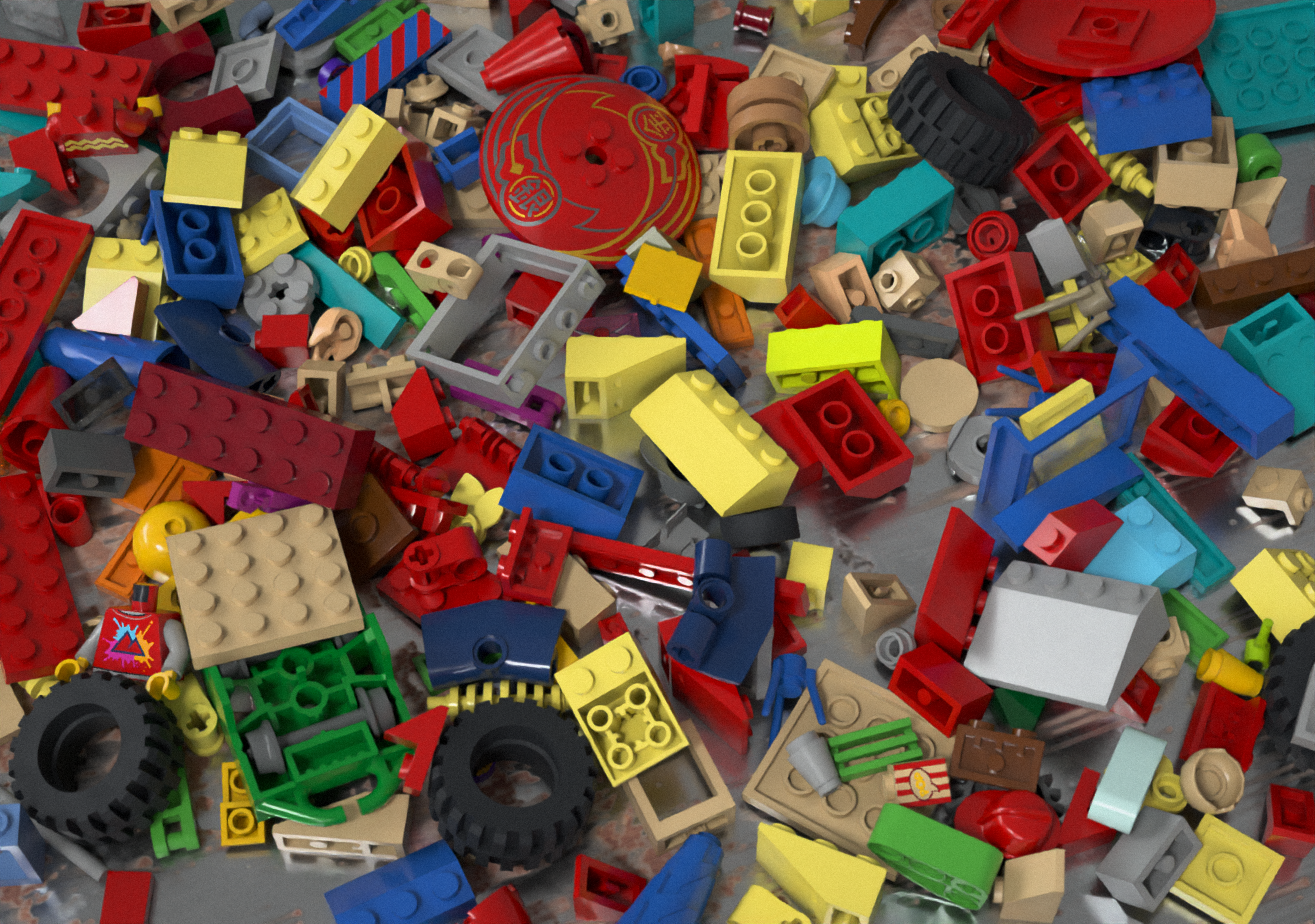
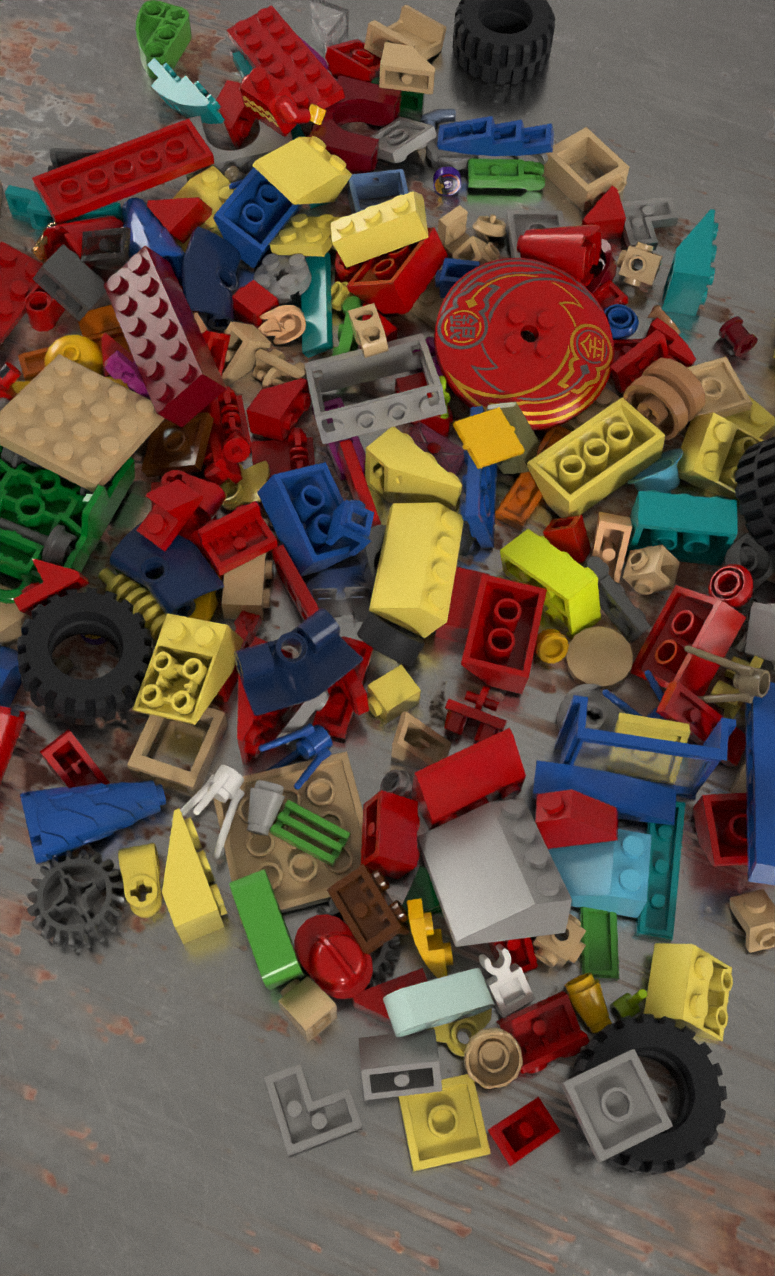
camera: 40 degrees right, 5 degrees up
(385, 67) = (478, 196): blue brick -> none
(452, 587) = (171, 511): none -> red slope
(582, 424) = (355, 477): none -> red tile
(621, 456) = (352, 521): none -> blue window
(763, 781) = (221, 786): none -> white plant
(880, 541) = (460, 713): none -> red hips
(917, 783) = (305, 876): brick -> none
(1066, 741) = (429, 940): none -> yellow slope
(1155, 717) = (508, 984): none -> white plate

